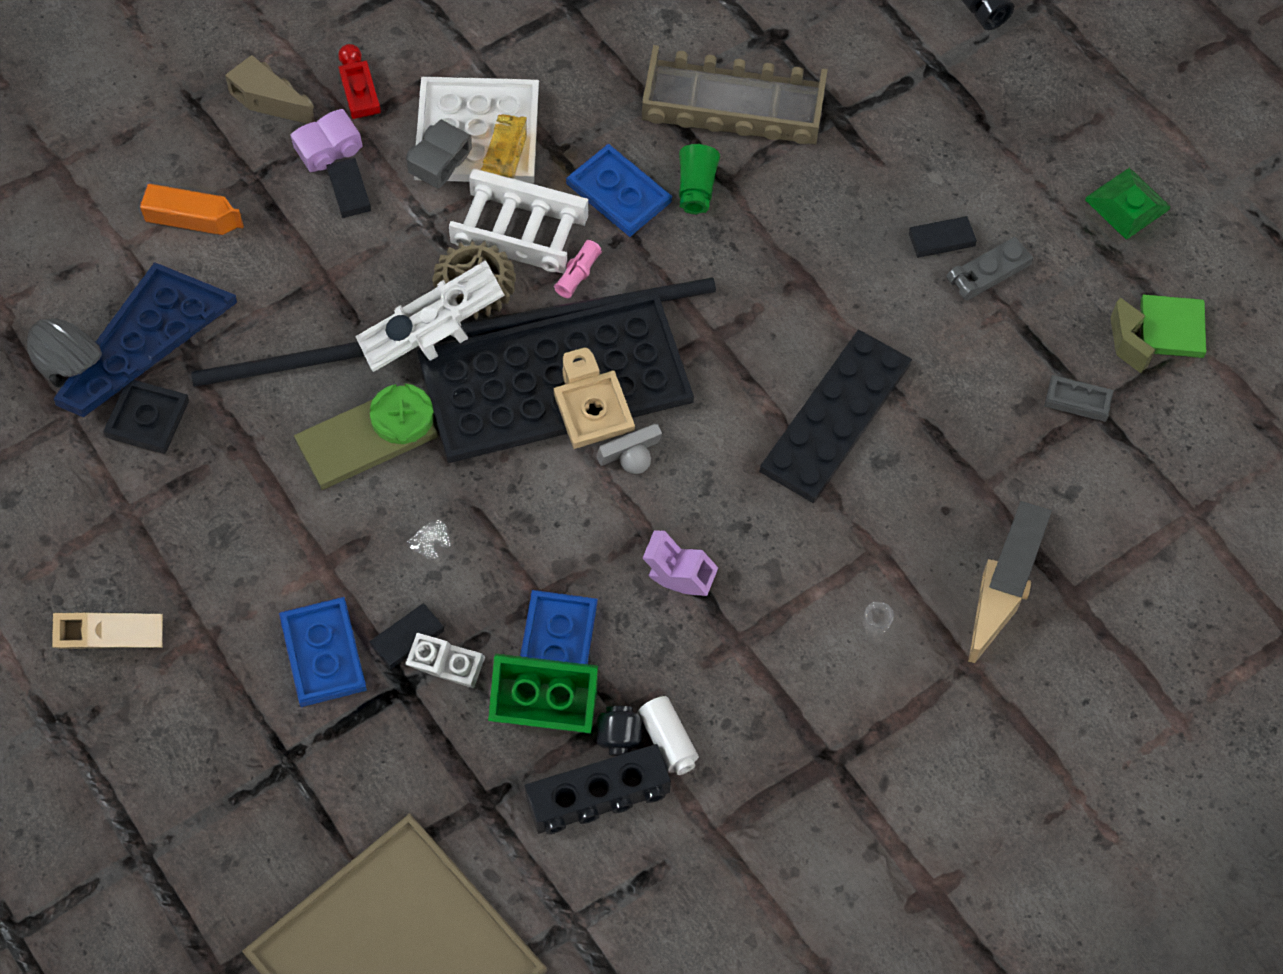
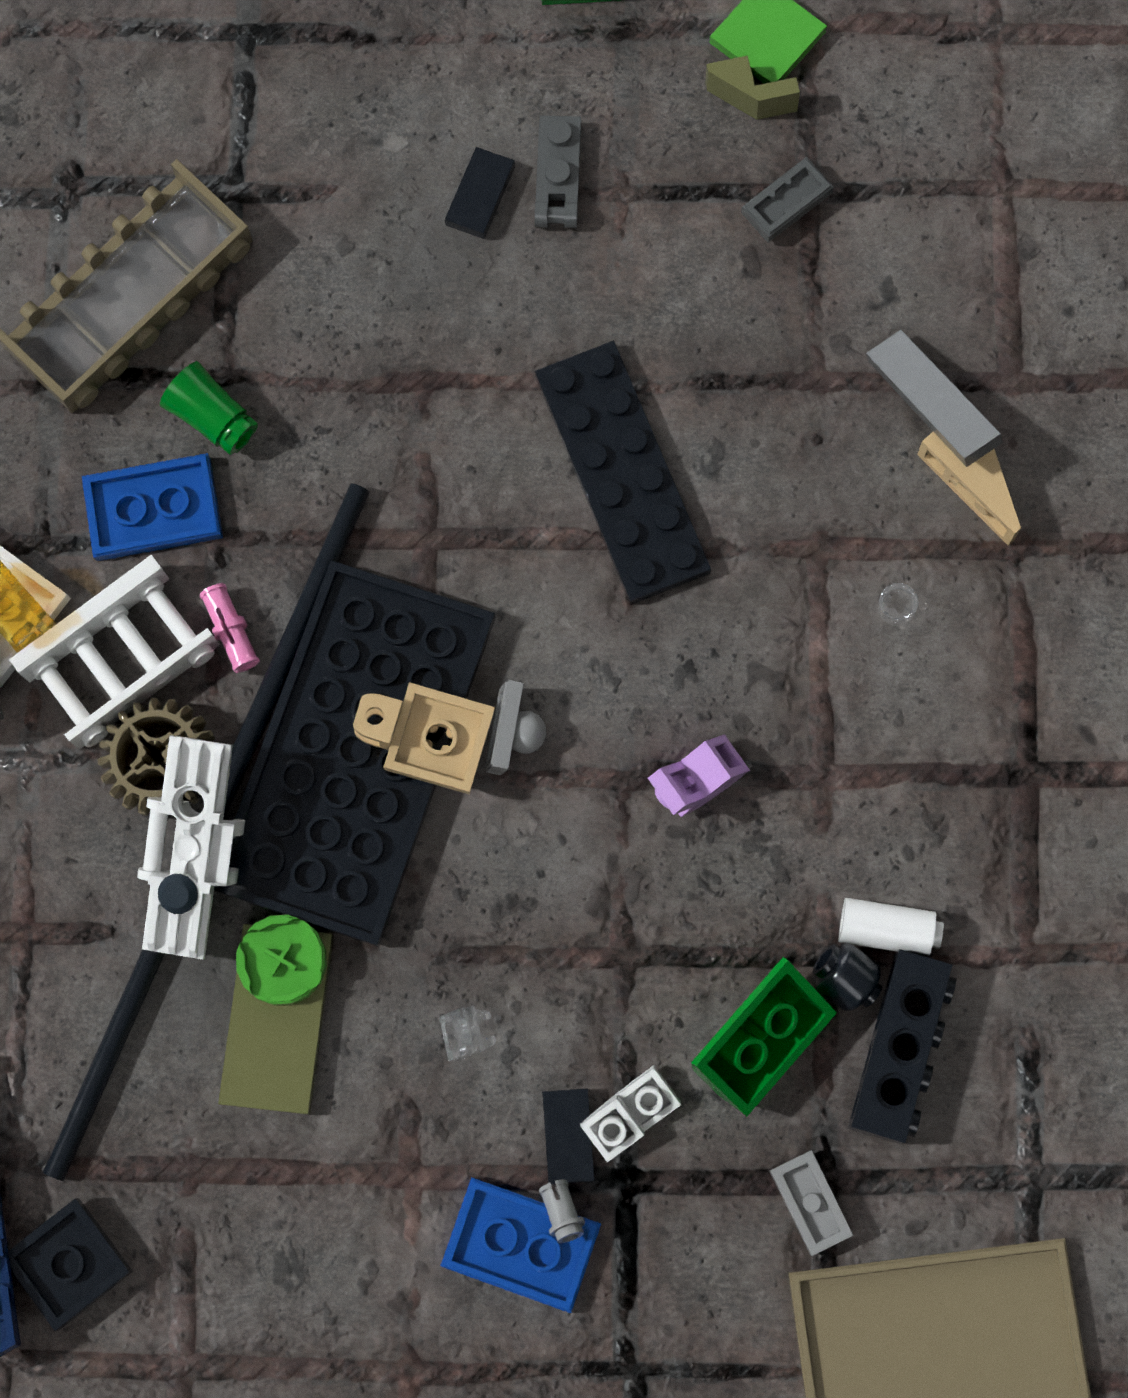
camera: 45 degrees left, 15 degrees up
(351, 660) = (562, 1212): none -> light grey pin
(462, 798) = (811, 1203): none -> light grey plate
(559, 627) = (686, 969): blue tile -> none

